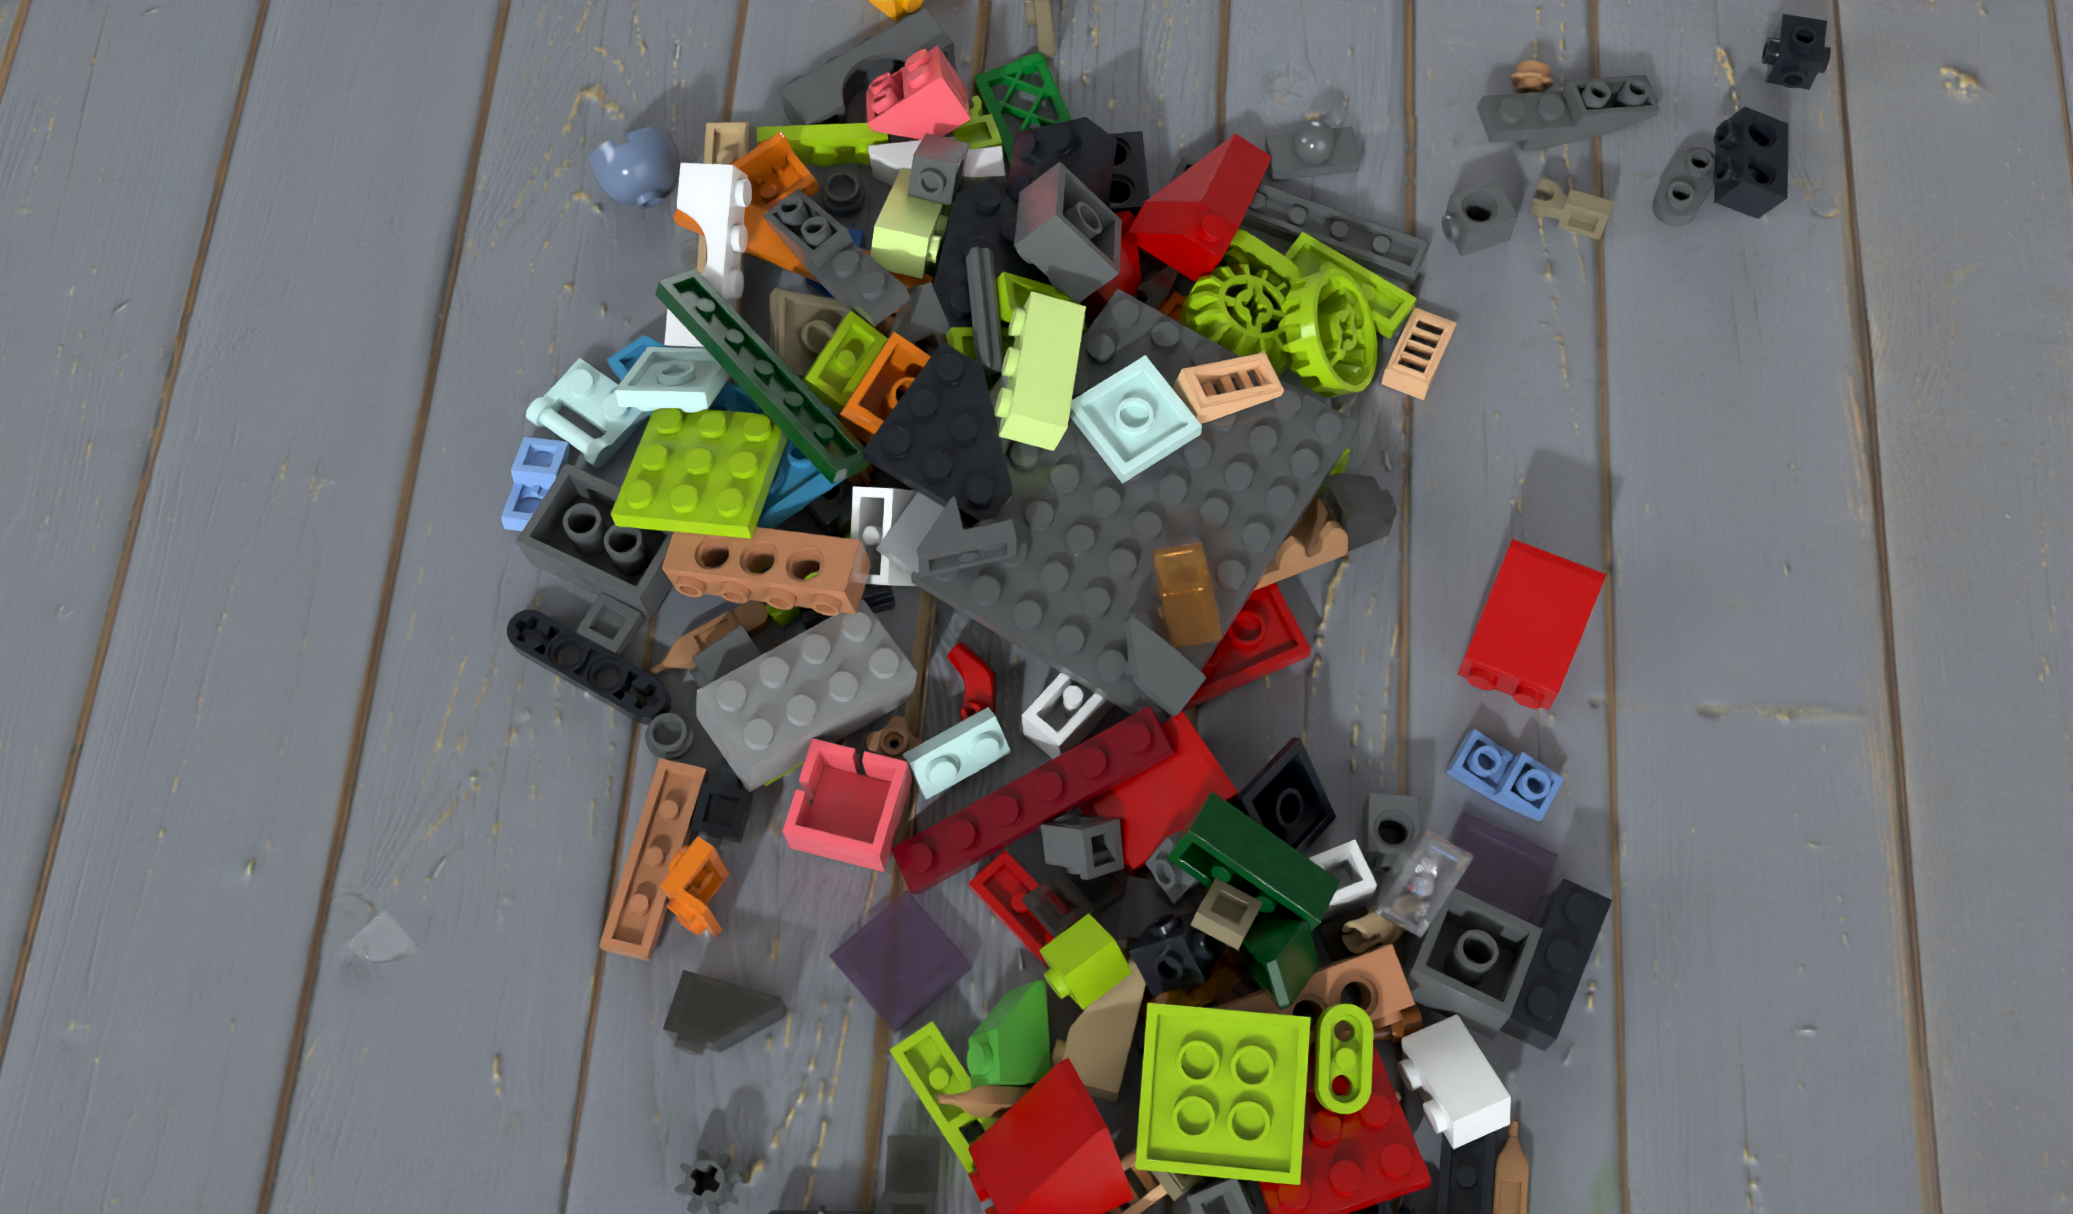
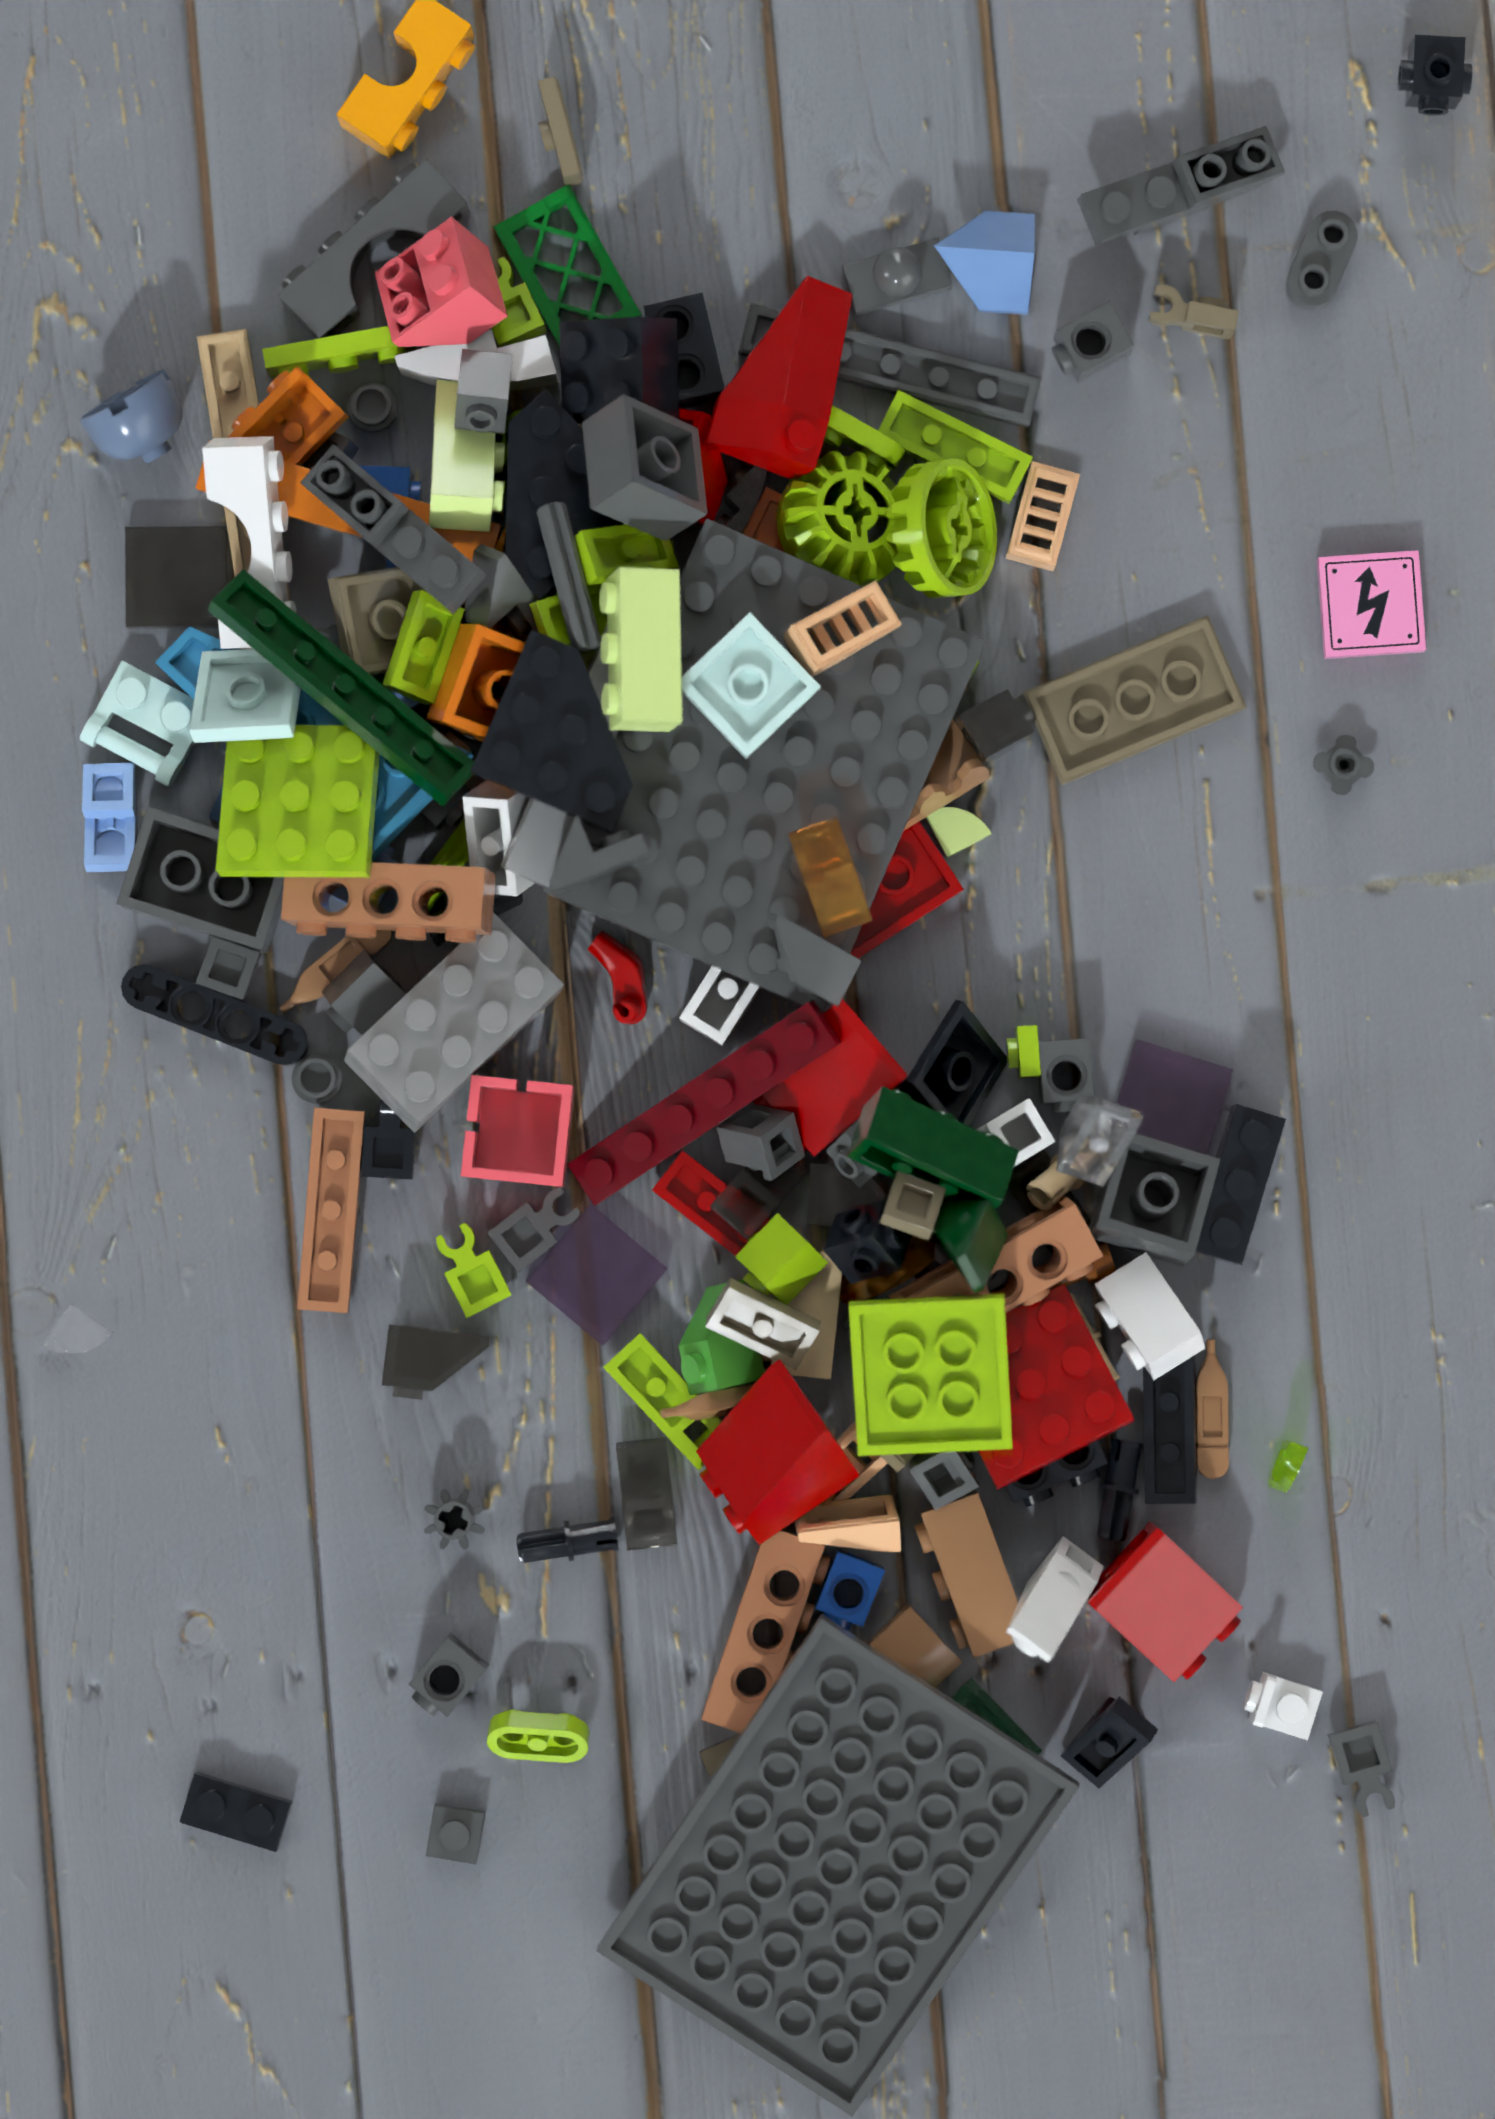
camera: 10 degrees left, 20 degrees up
(629, 303) = (174, 575): none -> clear smoke tile
(692, 883) = (379, 1230): orange bracket -> none
(781, 943) = (476, 1279): none -> lime plate
(840, 909) = (527, 1234): none -> dark grey plate
(895, 731) = (565, 1053): medium nougat plate -> none
(957, 753) = (617, 1055): light aqua plate -> none
(1057, 1019) = (763, 1323): none -> plate
(1309, 600) = (956, 829): none -> yellowish green tile
(1346, 1058) = (1040, 1320): lime plate -> none
(1353, 807) = (1024, 1052): none -> lime plate
(1397, 151) = (994, 260): none -> medium blue slope
(1479, 512) = (1134, 700): none -> dark tan tile
(1503, 777) = (1173, 992): medium blue slope -> none
(1531, 77) = (1137, 143): medium nougat plate -> none
(1531, 625) = (1184, 837): red slope -> none
(1678, 605) = (1341, 779): none -> dark grey plate
(1717, 462) = (1371, 604): none -> bright pink tile
(1751, 162) = (1399, 231): black brick -> none

